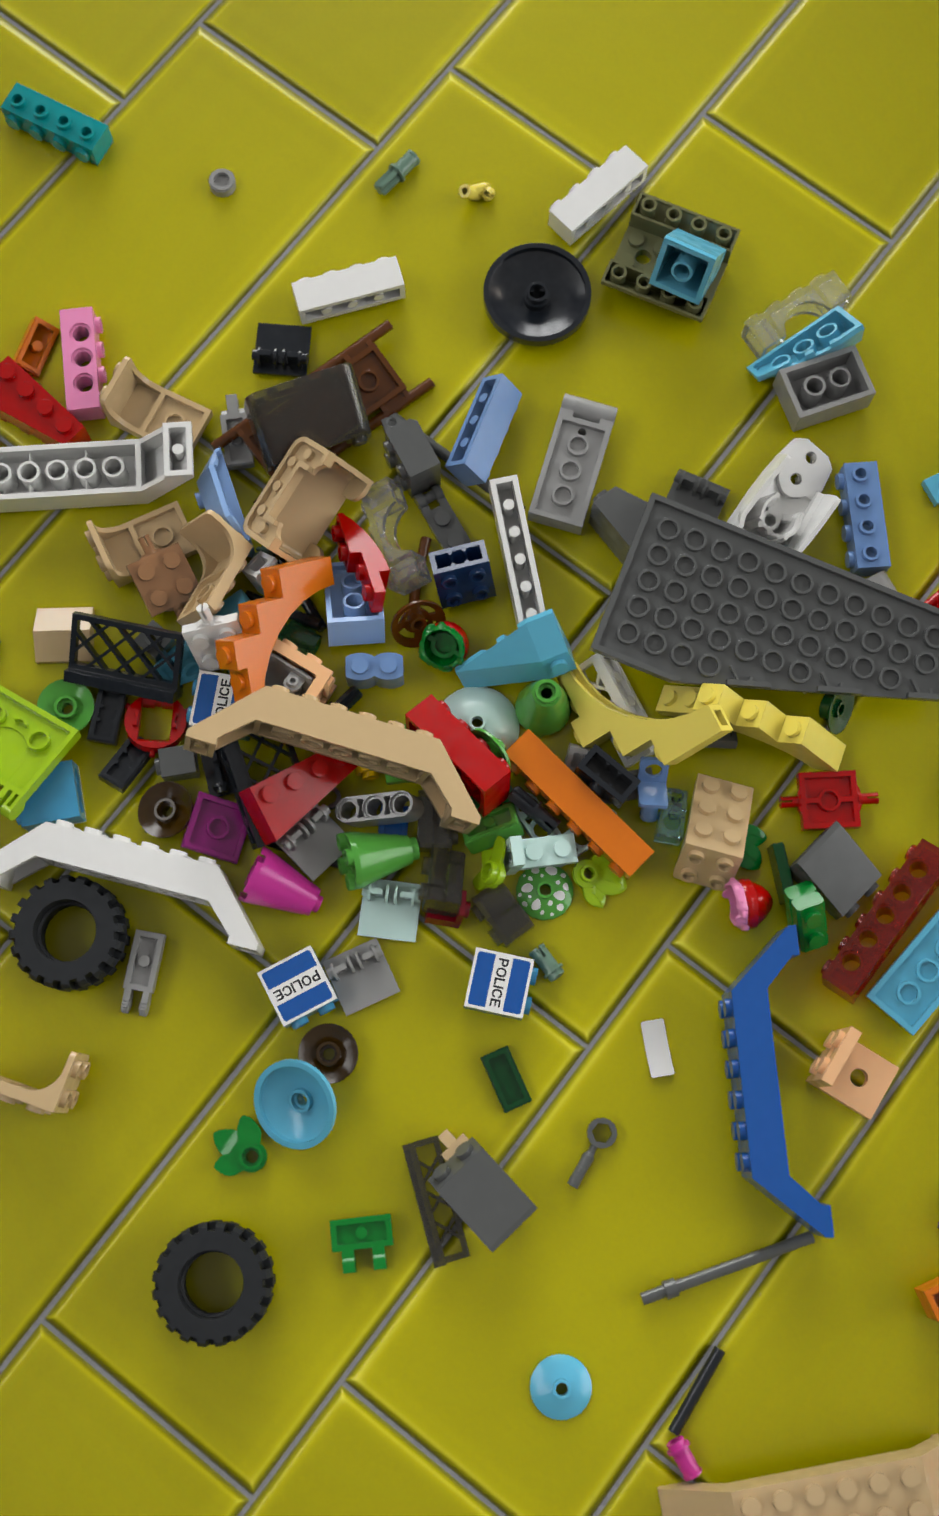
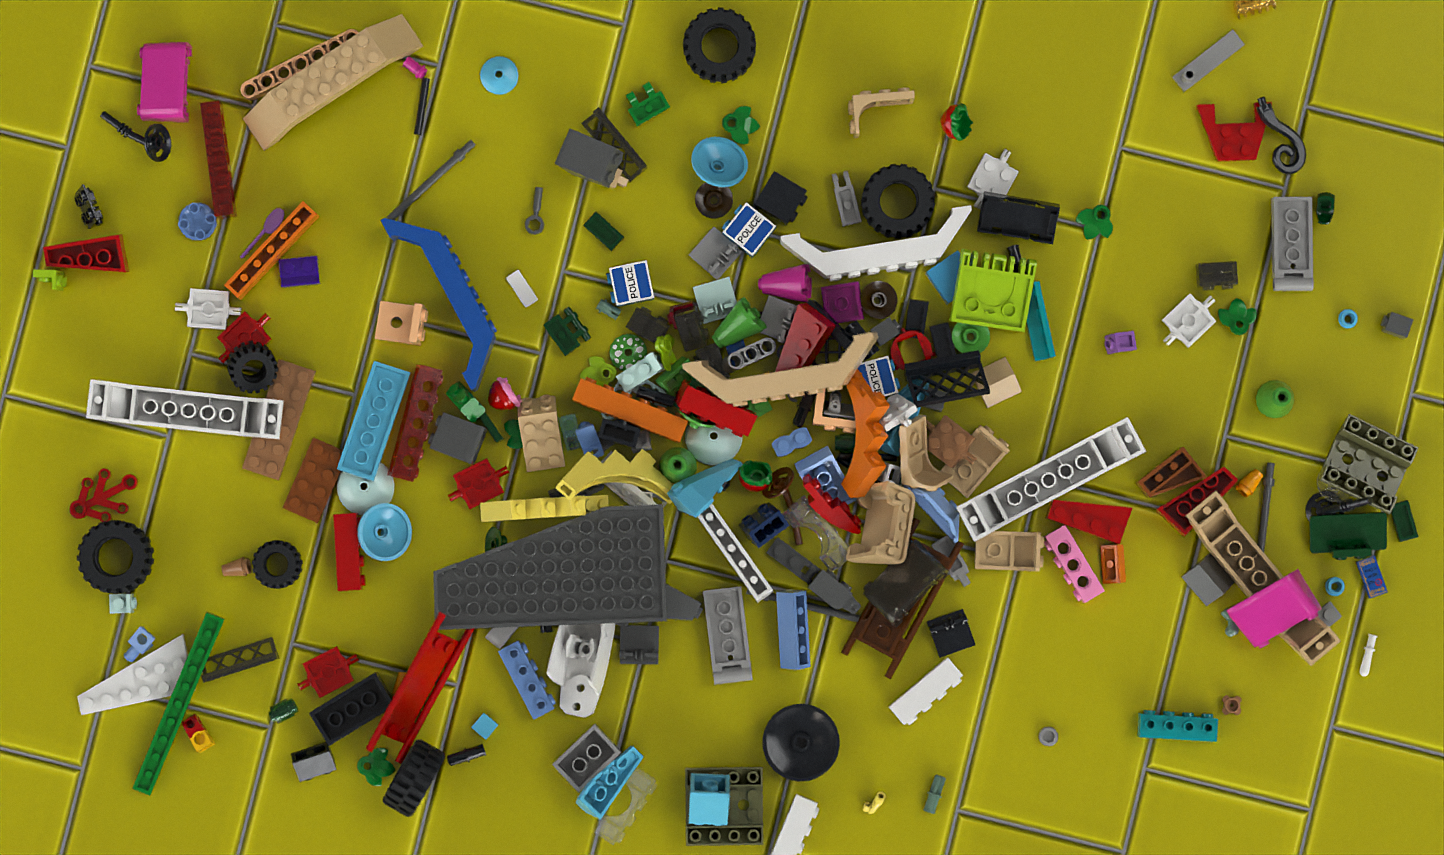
camera: 160 degrees right, 10 degrees up
(232, 1012) = (781, 198): none -> black piece
(627, 956) = (561, 333): none -> dark green plate

